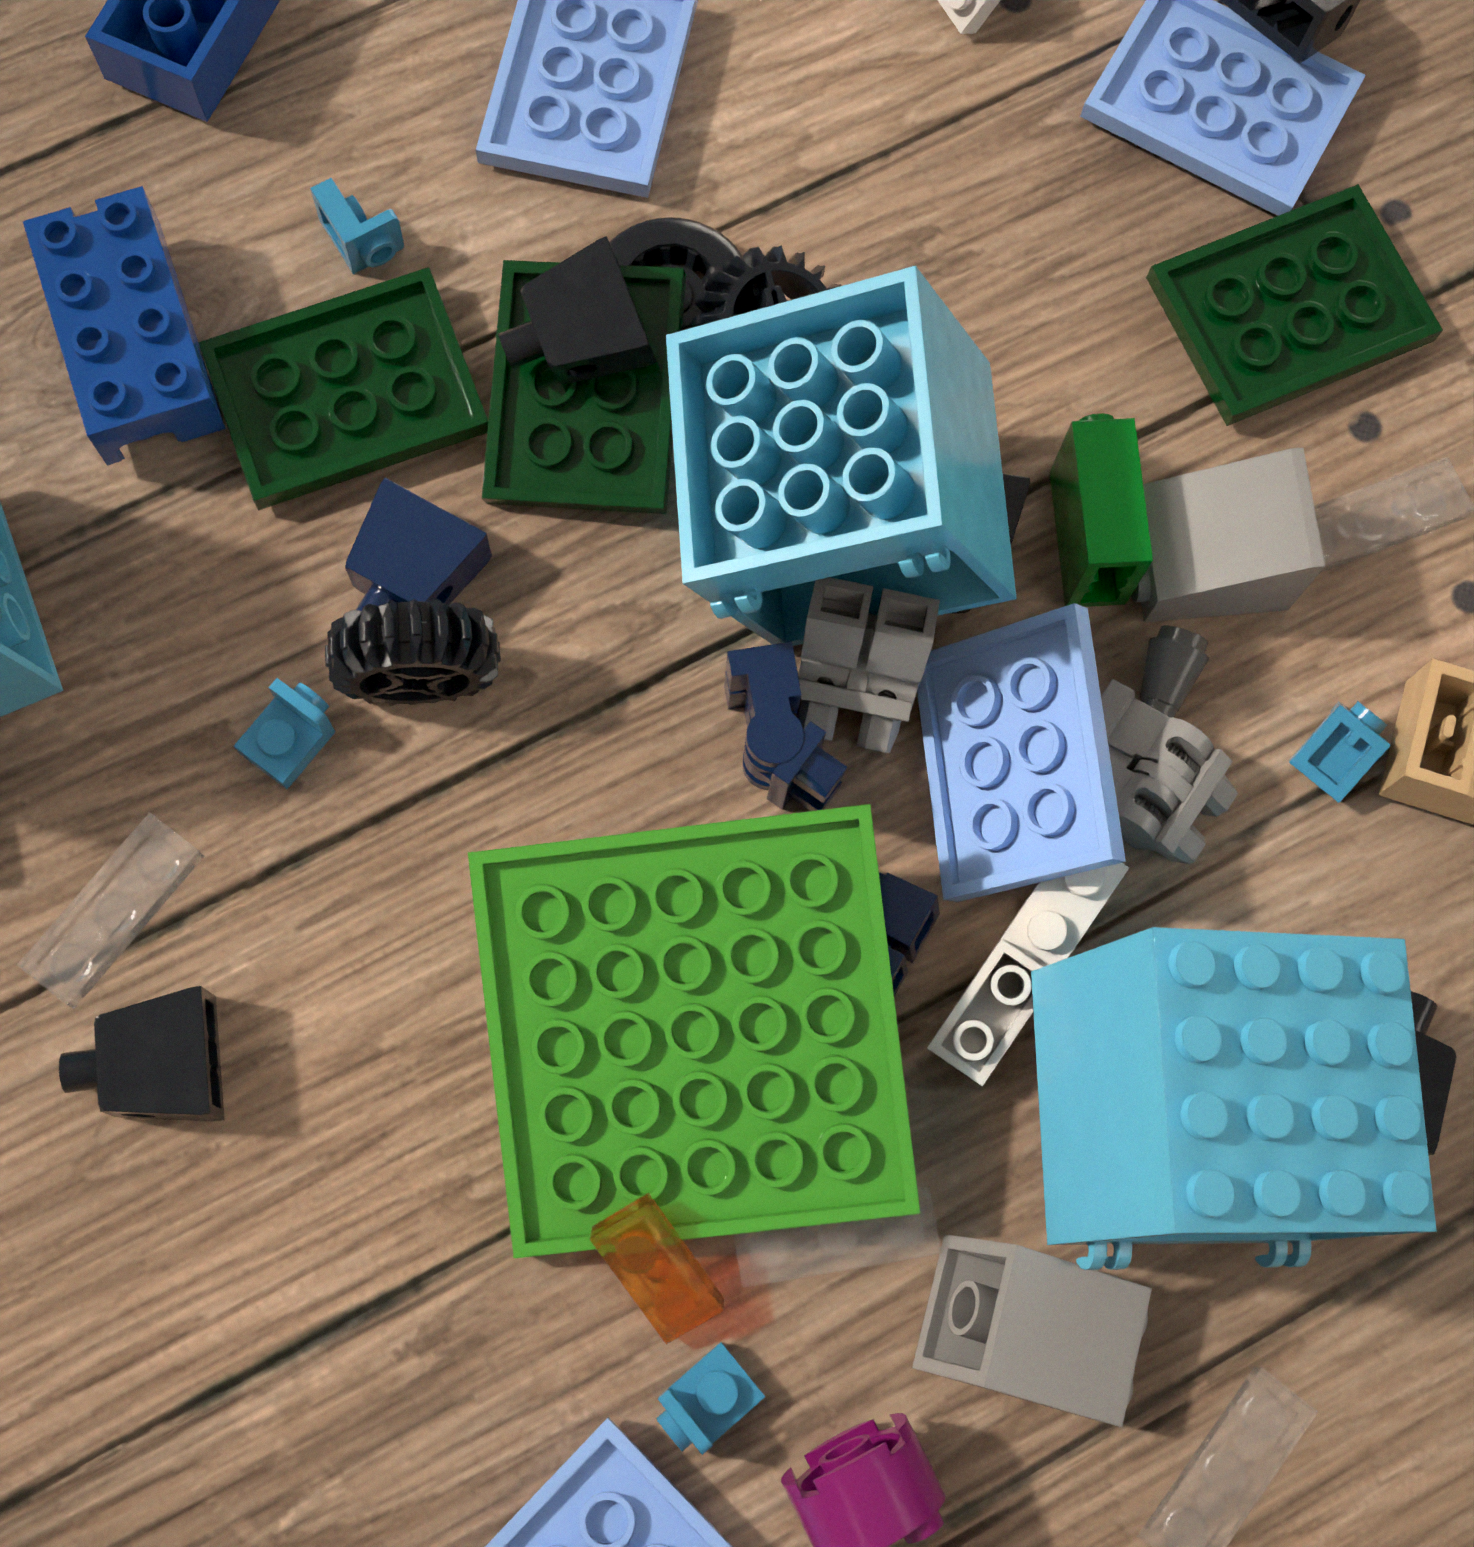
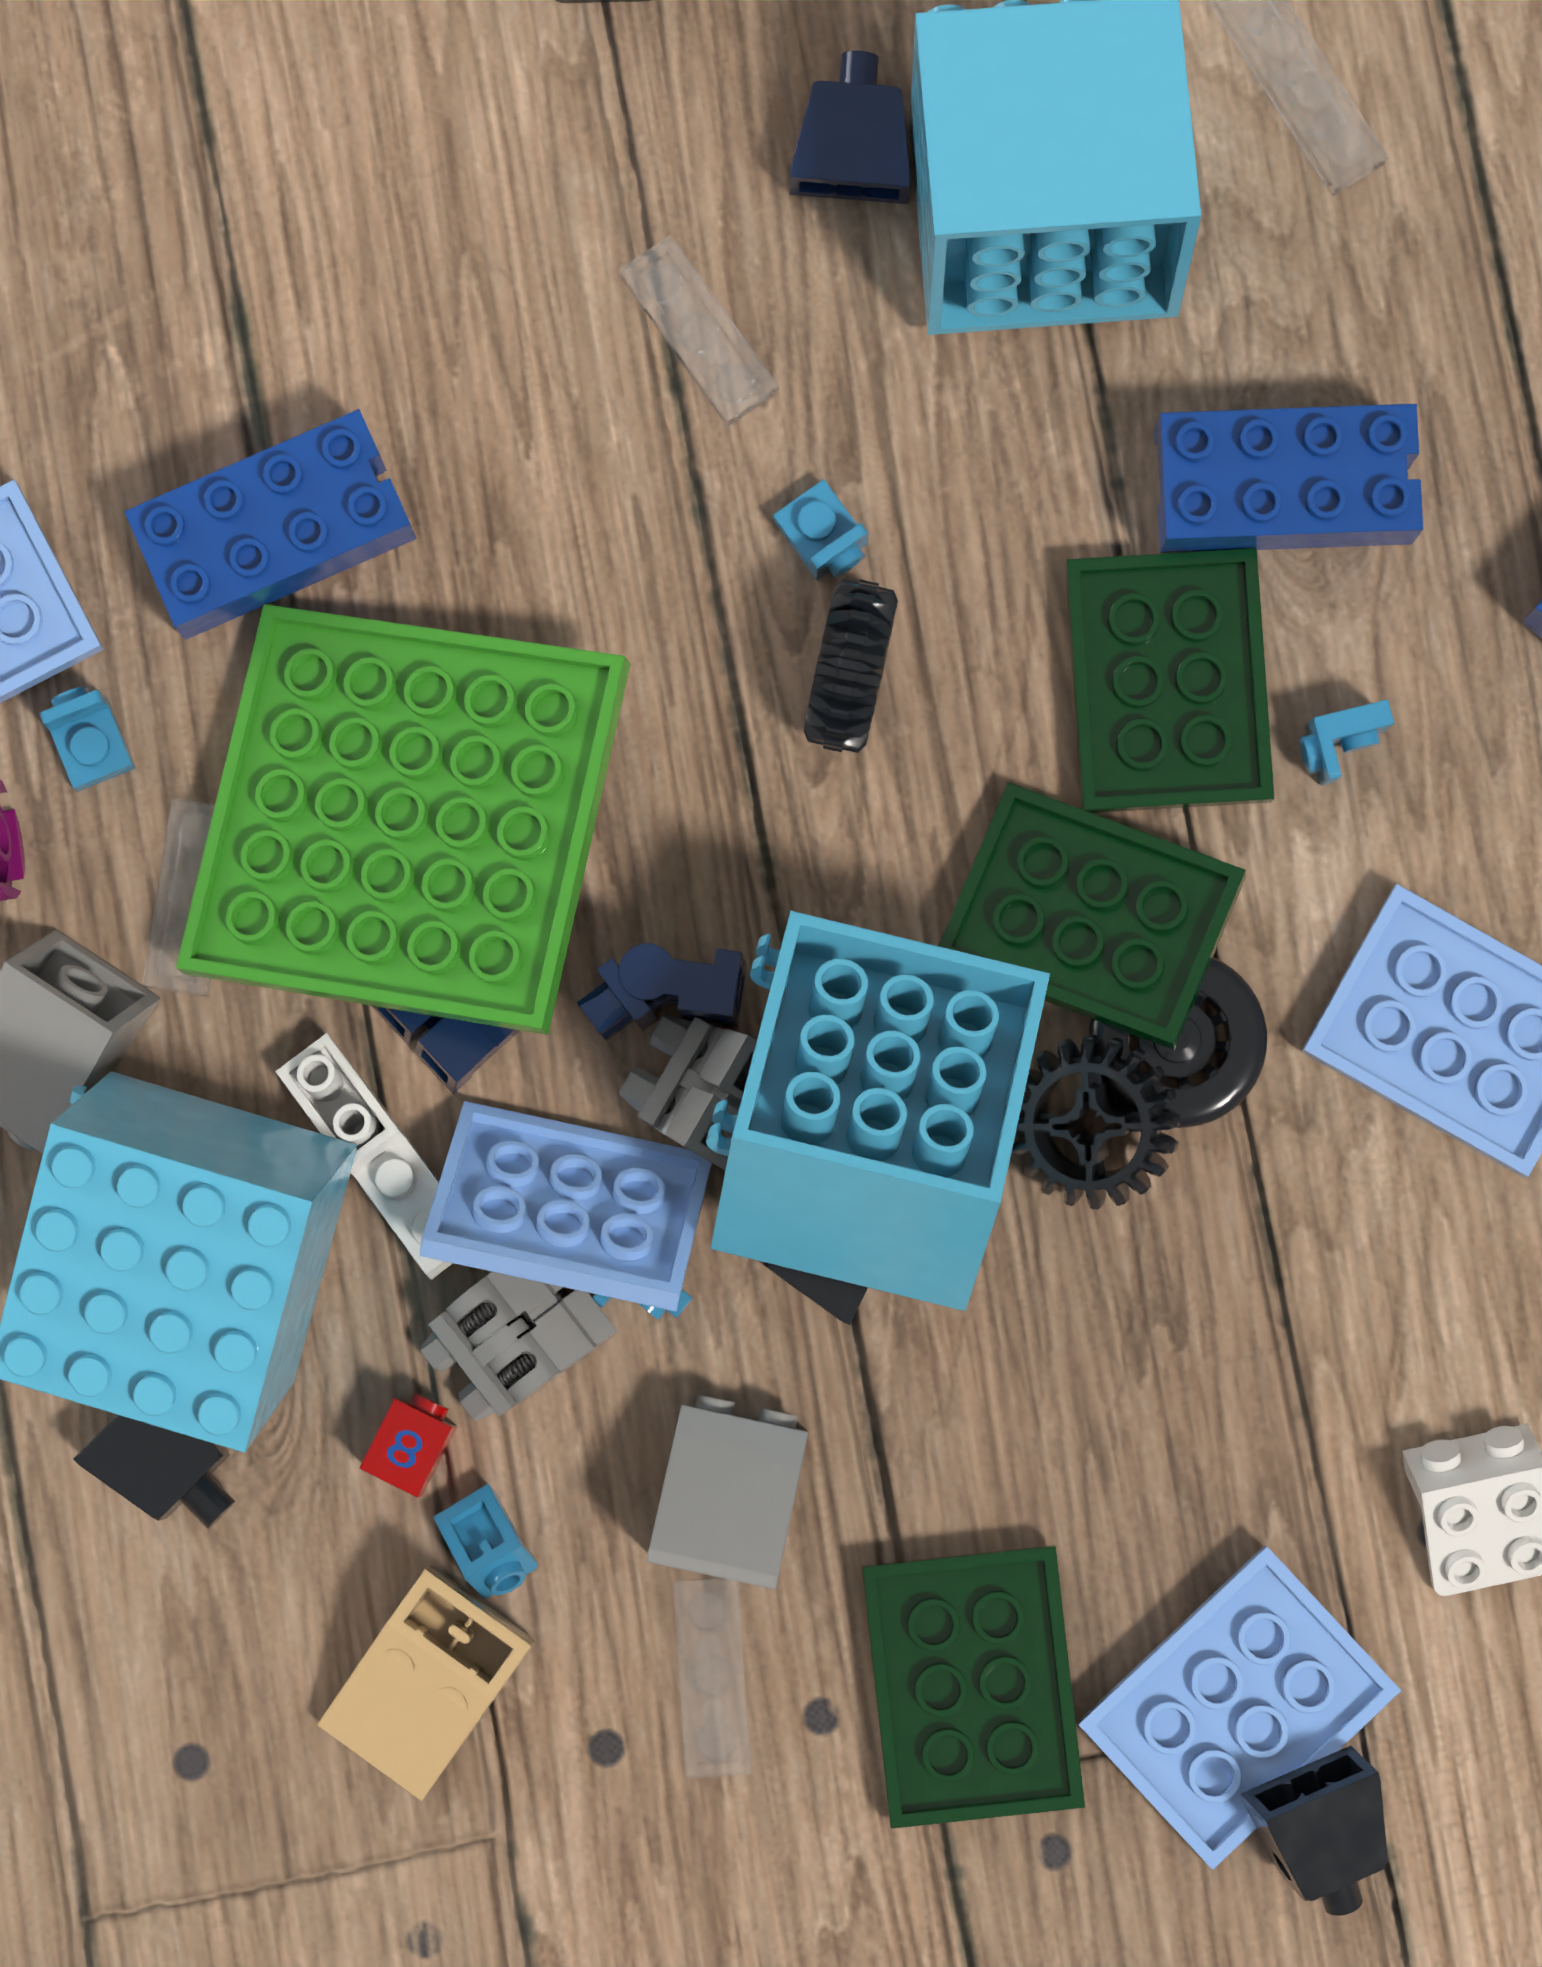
camera: 115 degrees right, 10 degrees up
(153, 1060) = (542, 335): black torso -> none
(413, 550) = (960, 693): dark blue torso -> none
(428, 1273) = (270, 525): none -> blue piece
(580, 319) = (1141, 923): black torso -> none
(657, 1268) = (210, 725): clear orange plate -> none
(1100, 511) = (793, 1381): green brick -> none
(1172, 668) = (617, 1403): dark grey cone -> none
(1284, 843) = (409, 1444): none -> red brick

